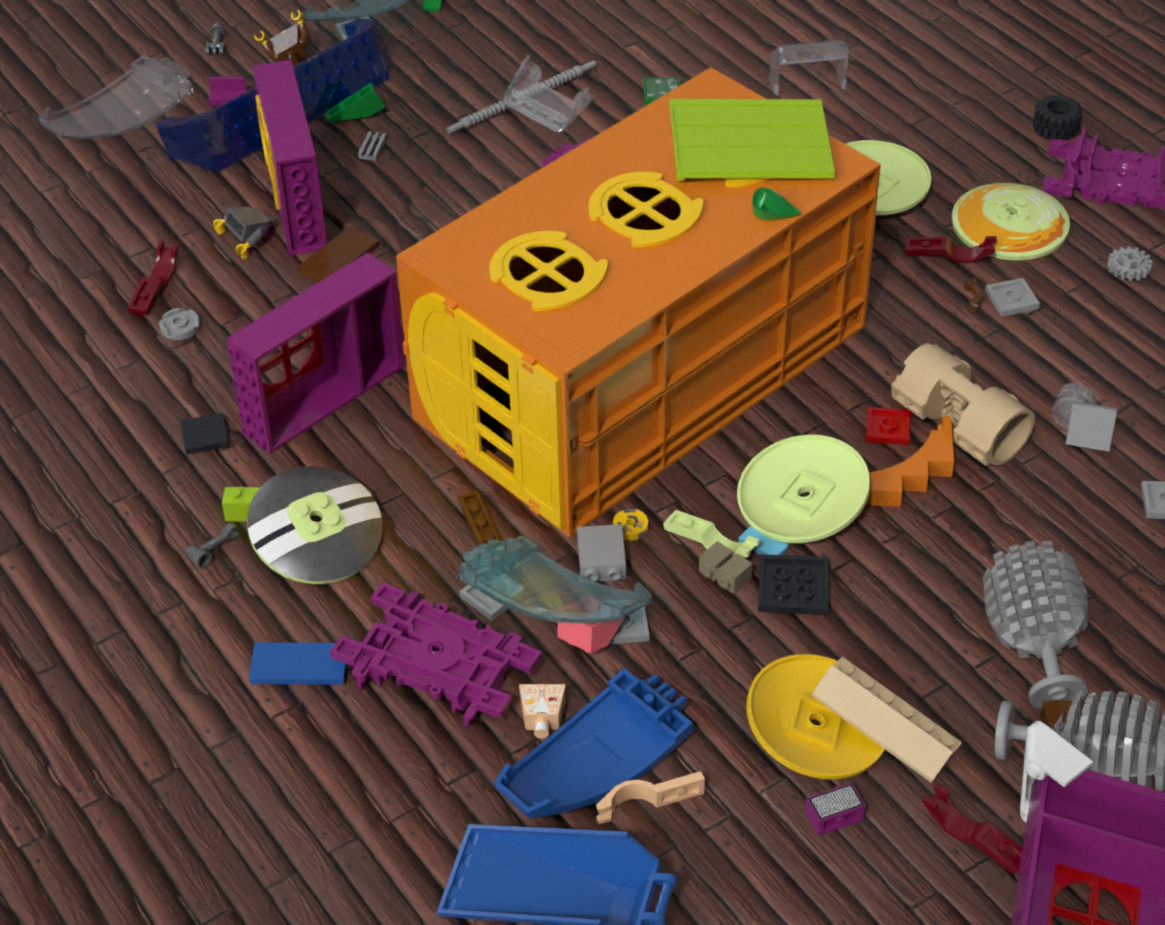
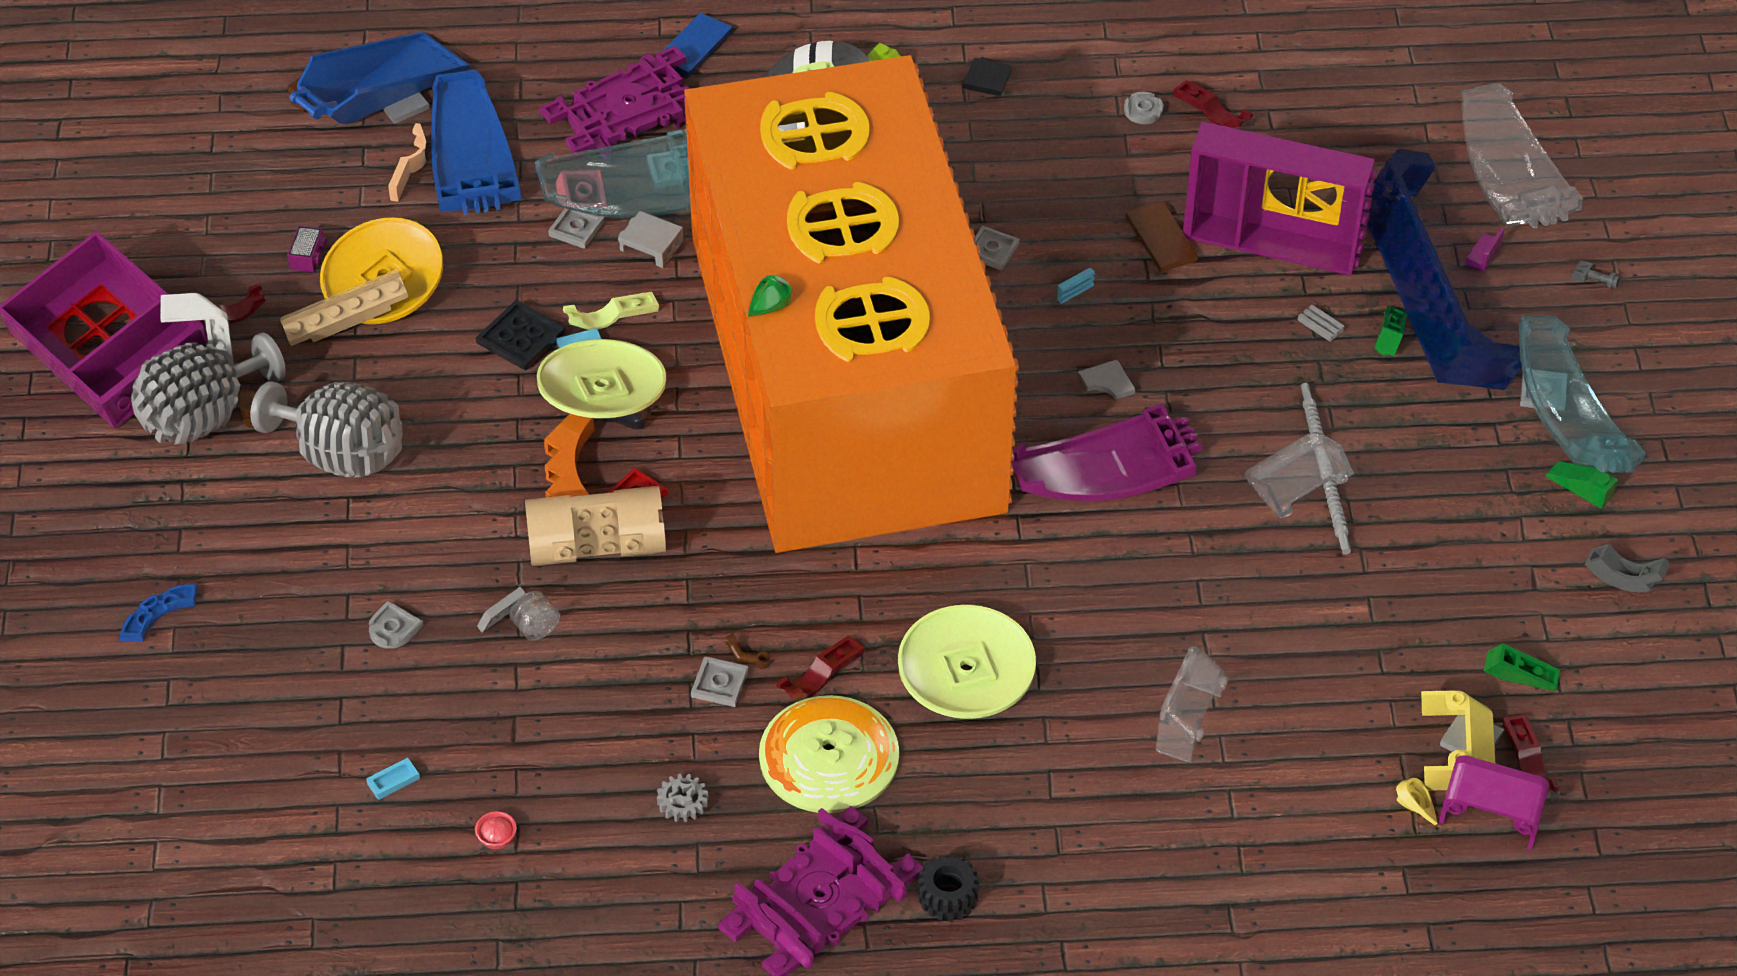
camera: 120 degrees right, 5 degrees up
(201, 556) = (850, 29): dark grey brick -> none
(288, 44) = (1529, 306): torso -> none
(353, 349) = (978, 120): magenta panel -> none
(542, 707) = (534, 141): light nougat torso -> none
(637, 519) = (670, 276): yellow piece -> none
(657, 87) = (1257, 585): tile -> none
(730, 573) = (579, 294): dark tan piece -> none
(750, 138) = (874, 328): lime door -> none

